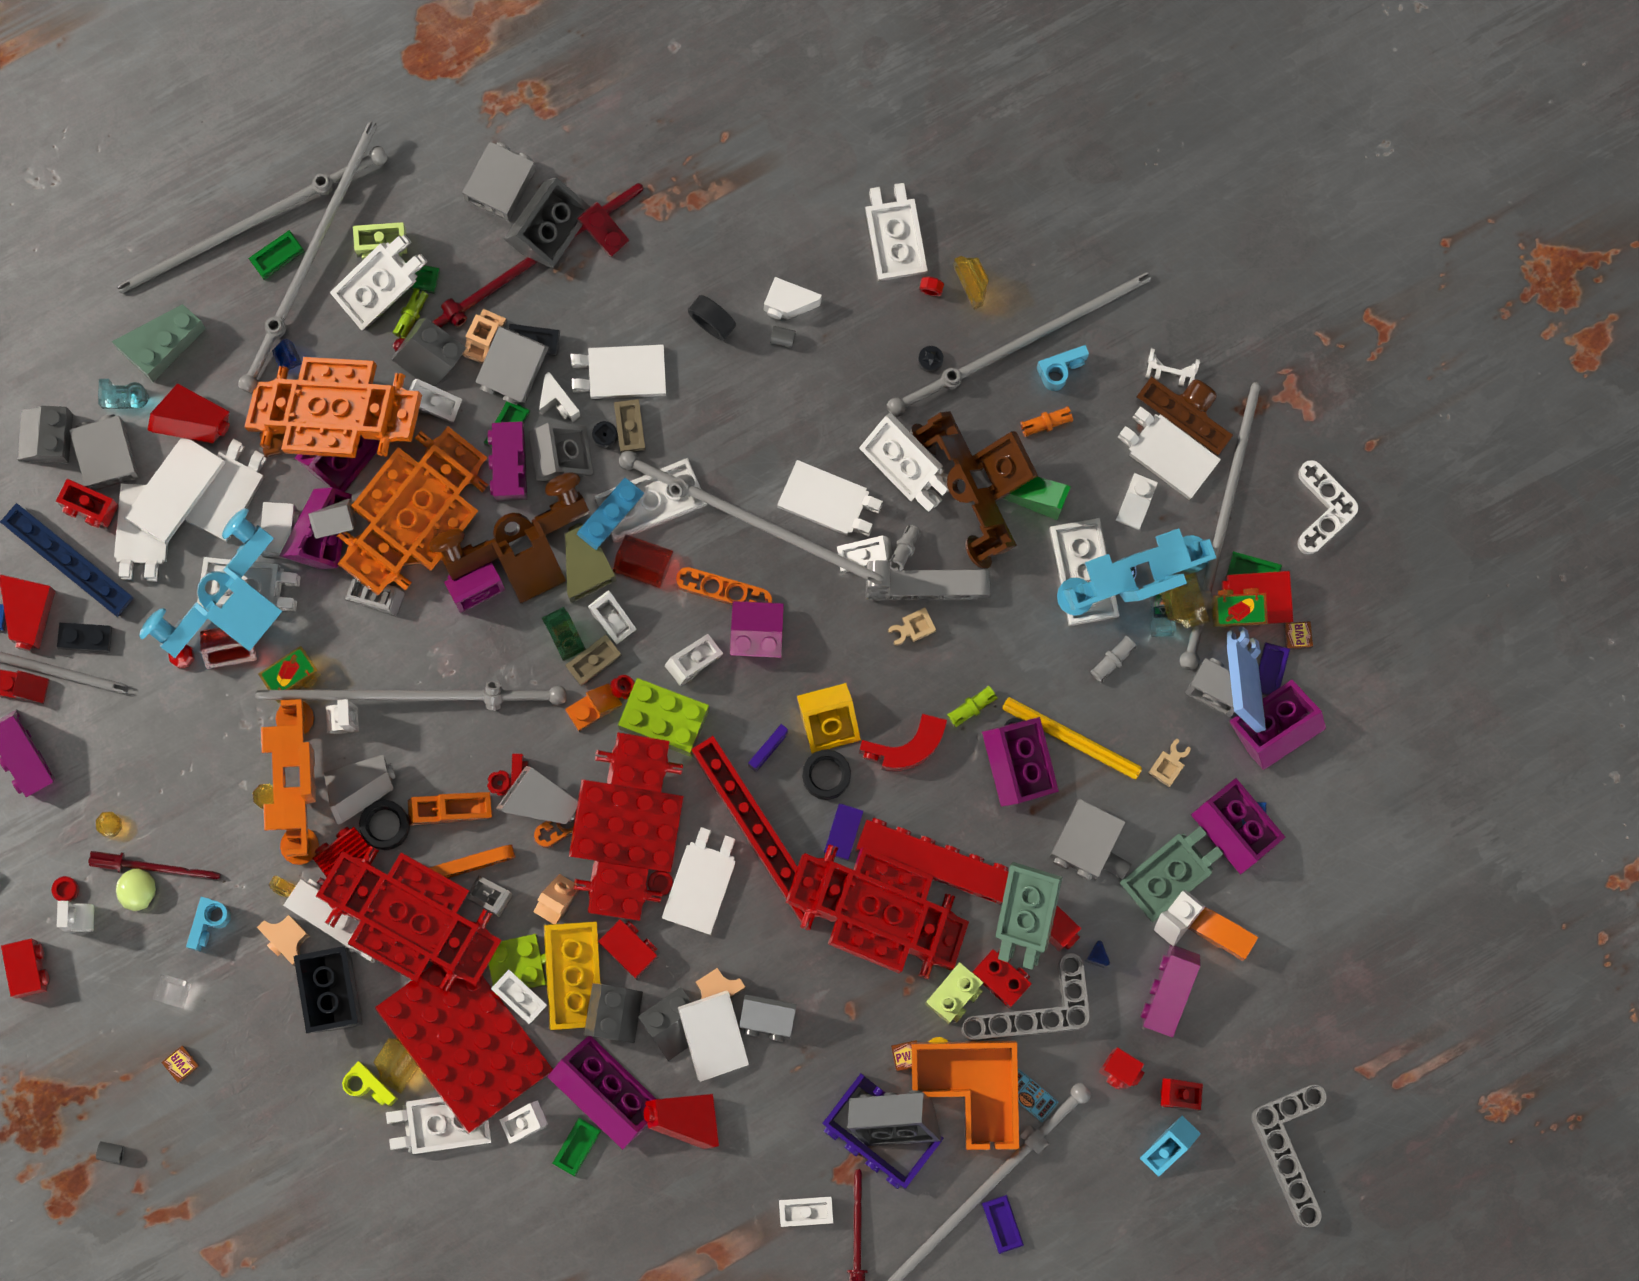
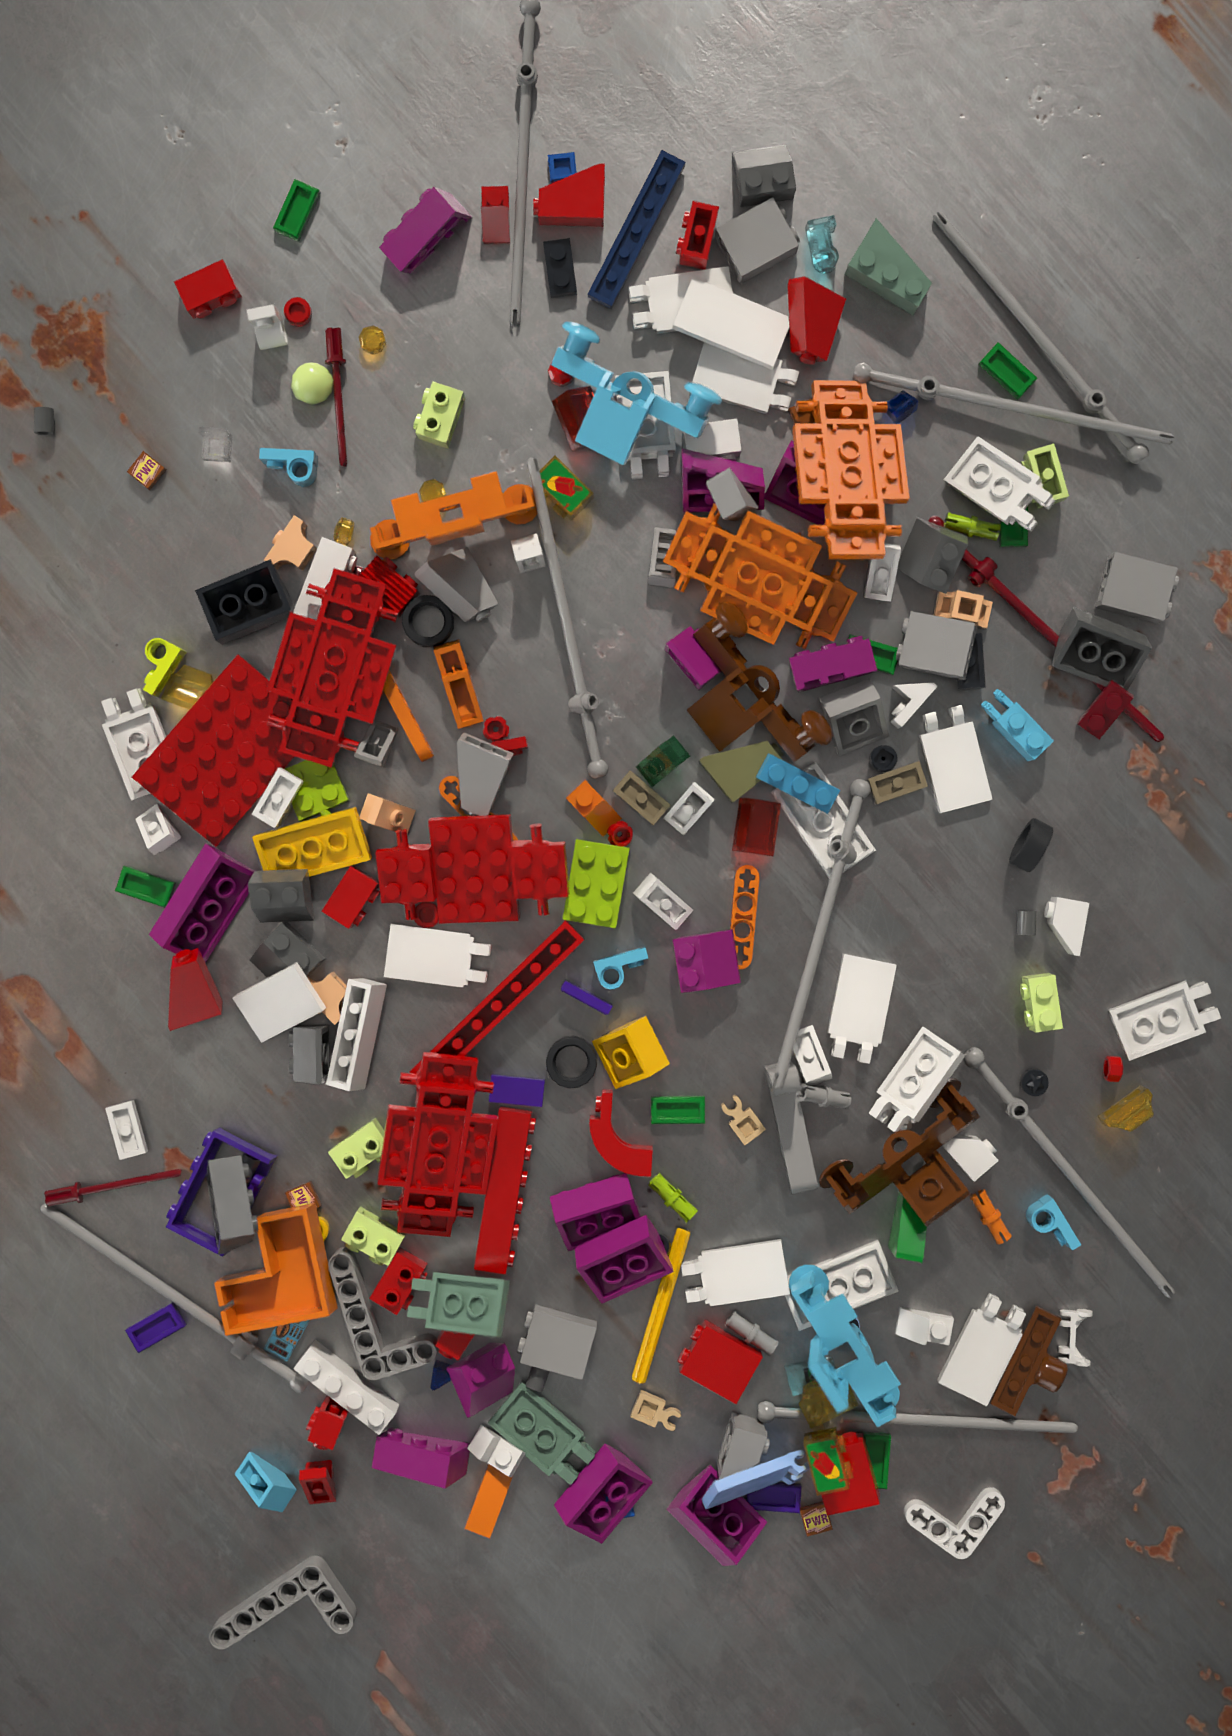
camera: 80 degrees right, 10 degrees up
(194, 774) = (439, 414): none -> yellowish green brick
(602, 308) = (1018, 727): none -> medium azure hinge
(741, 697) = (633, 958): none -> medium azure plate
(758, 969) = (356, 1034): none -> white brick
(857, 337) = (1041, 1002): none -> yellowish green brick
(869, 988) = (359, 1149): none -> yellowish green brick
(891, 686) = (677, 1109): none -> green tile
(969, 780) = (594, 1209): none -> magenta slope
(985, 427) = (971, 1154): none -> white slope
(1055, 658) = (738, 1273): none -> white tile
(1092, 1047) = (346, 1387): none -> white brick
(1106, 914) = (483, 1377): none -> magenta slope
(1133, 693) = (719, 1361): none -> red brick

